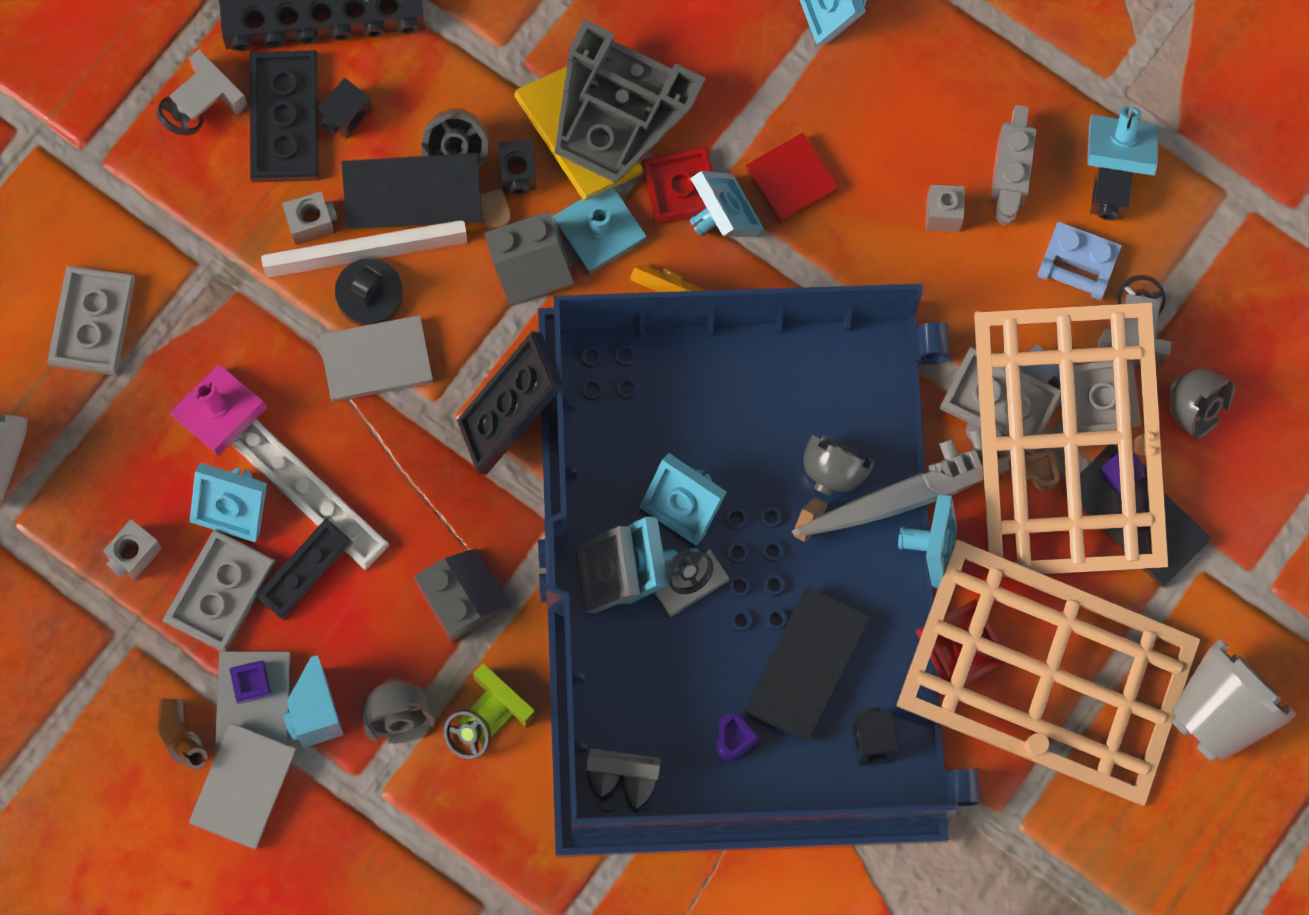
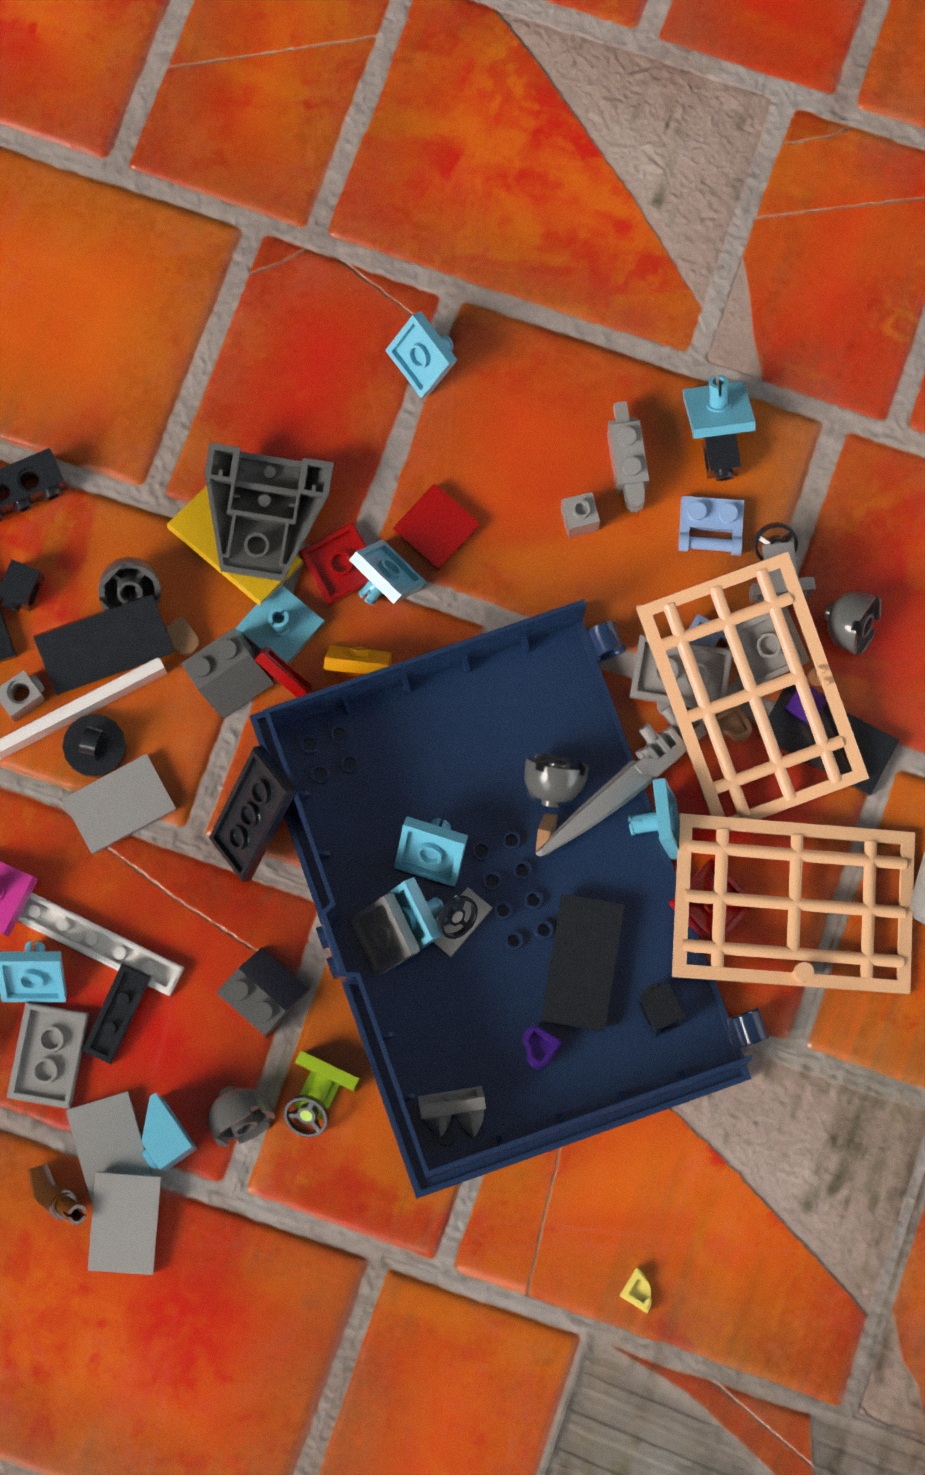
camera: 15 degrees left, 5 degrees up
(250, 682) = (102, 1129): dark purple tile -> none
(512, 154) = (190, 579): black brick -> none
(584, 269) = (283, 672): none -> red tile

